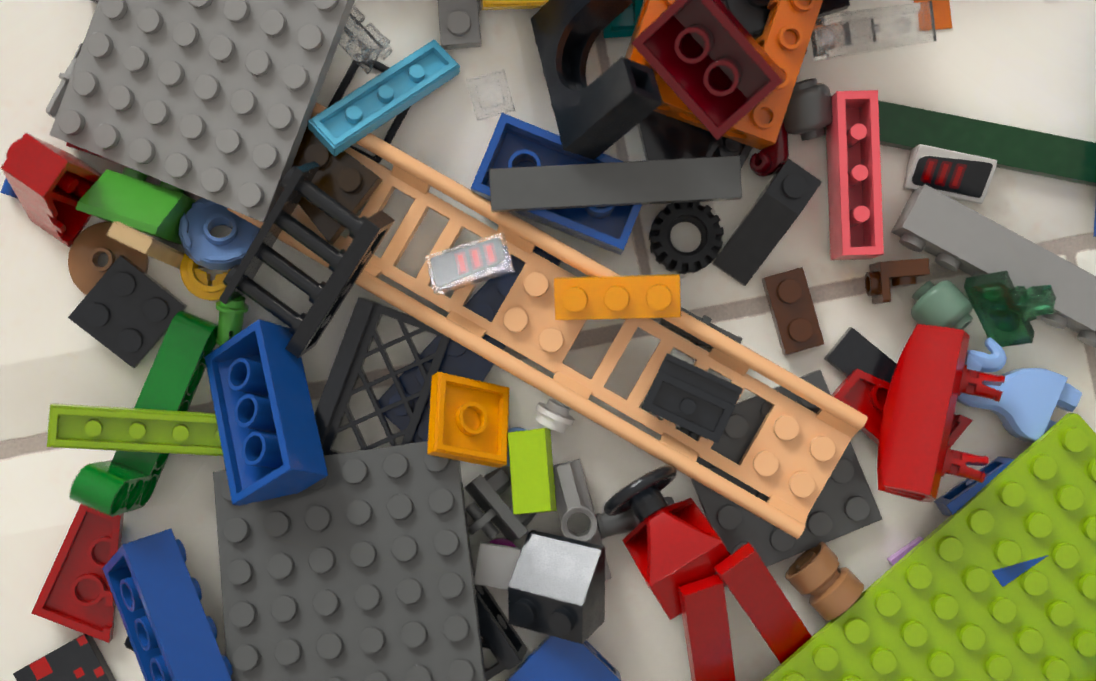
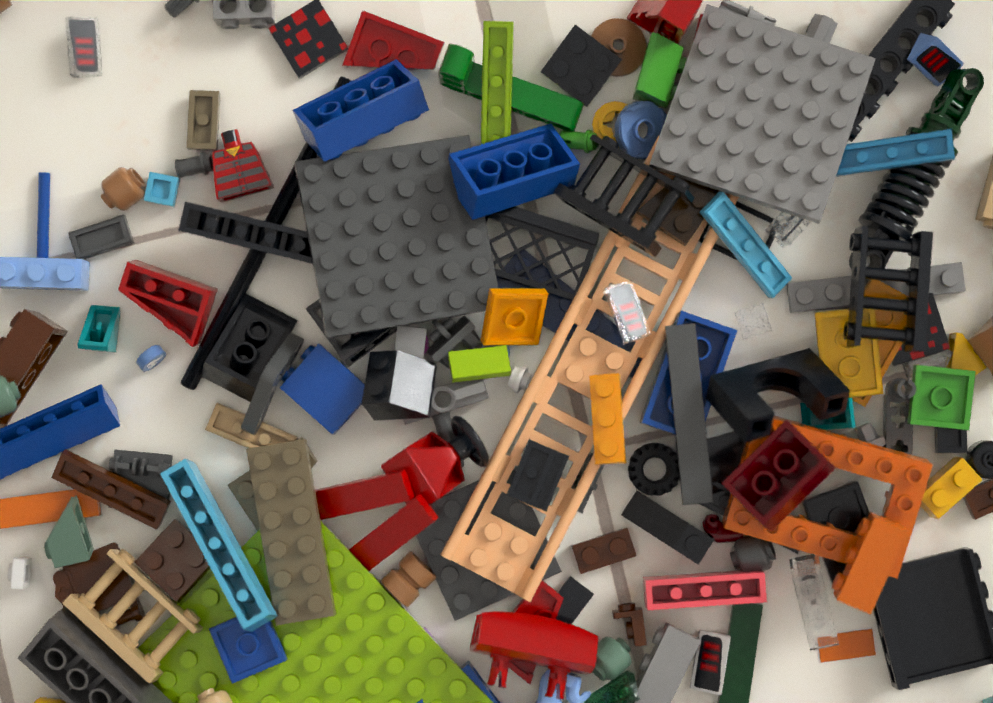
camera: 85 degrees right, 0 degrees up
(145, 244) = (629, 82): tan tile -> none

